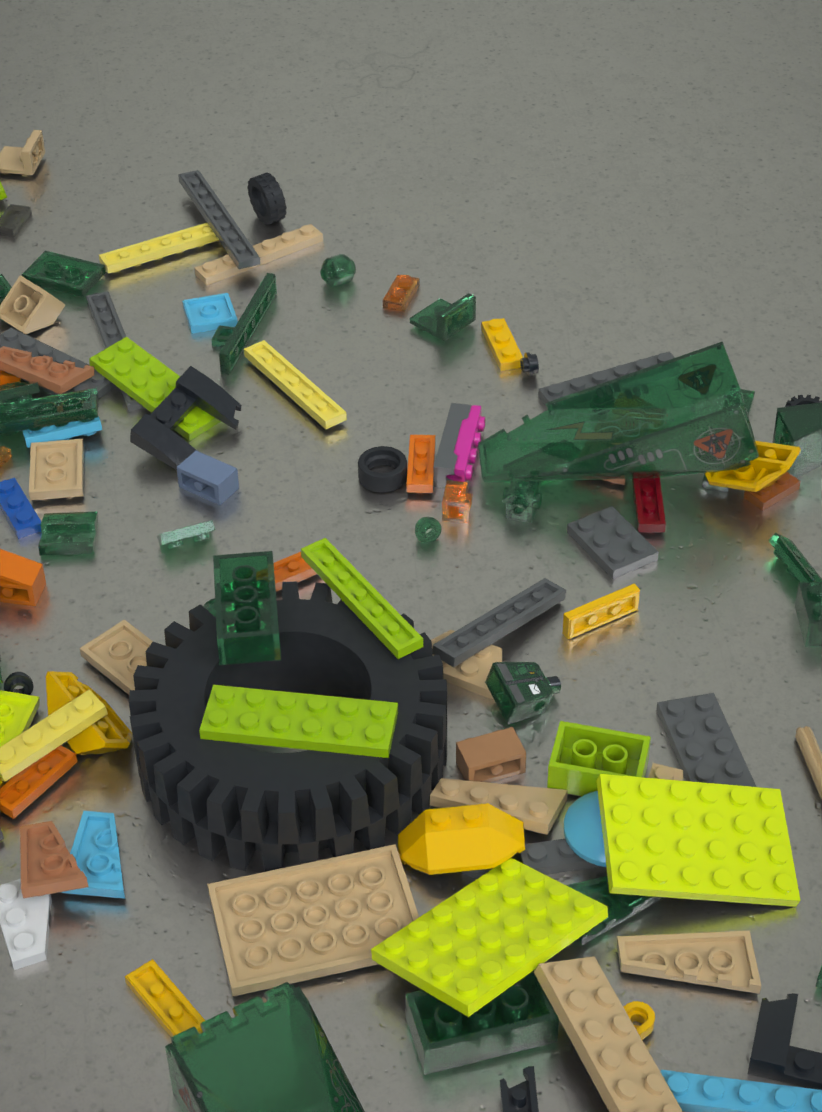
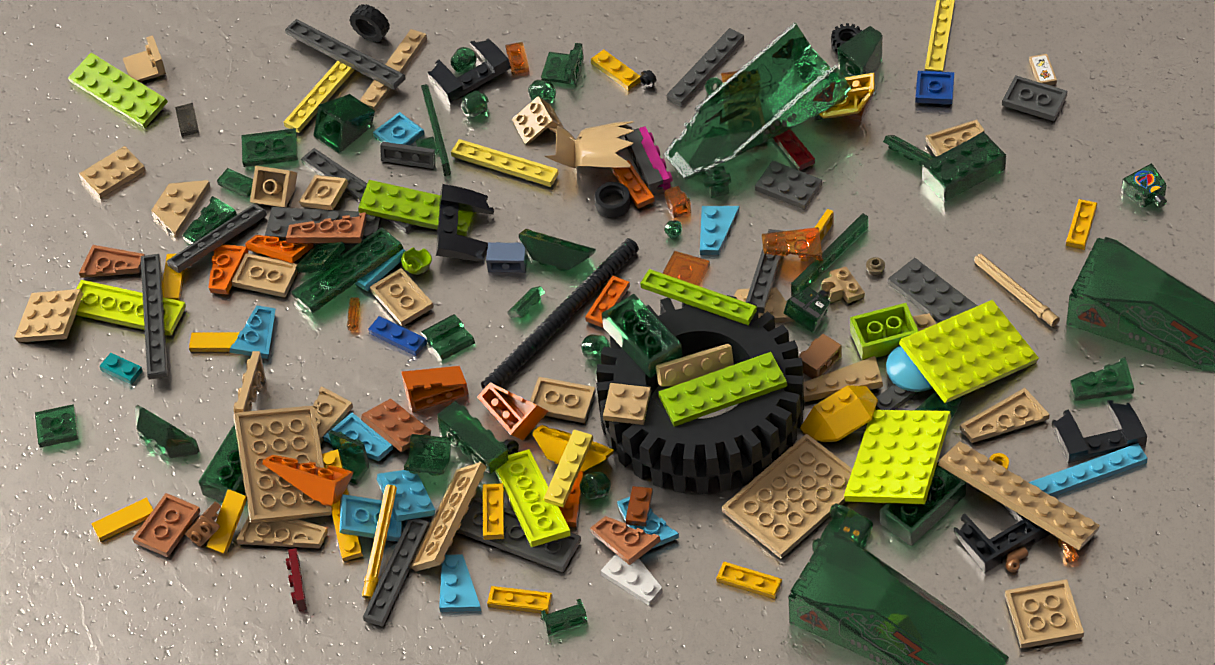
camera: 25 degrees left, 10 degrees up
(53, 639) = (512, 411): none -> orange wedge
(74, 334) = (323, 192): none -> tan plate
(74, 777) = (595, 485): none -> clear green head
(102, 829) = (639, 506): none -> dark orange plate
(104, 438) = (416, 261): none -> lime hair
(158, 276) = (342, 121): none -> clear green slope
(164, 682) = (626, 403): none -> tan plate
(195, 334) = (407, 155): none -> dark grey plate
(201, 567) = (562, 314): none -> black piece
(264, 490) = (554, 251): none -> clear green wedge
(286, 674) = (694, 365): none -> tan wing
(306, 292) = (453, 88): none -> black wedge
(312, 314) = (474, 104): none -> clear green head
(349, 1007) = (849, 524): none -> clear green piece
(373, 350) = (535, 119): none -> tan bracket
(392, 399) = (593, 146): none -> tan piece
(396, 331) = (543, 89): none -> clear green head
(405, 582) = (686, 268): none -> clear orange tile
(481, 549) = (715, 226): none -> medium azure wing
(561, 603) = (795, 242): none -> clear orange wing
(590, 683) = (842, 284): none -> tan plate
(603, 639) = (830, 255): none -> clear green tile
(653, 681) = (875, 266): none -> dark tan plate

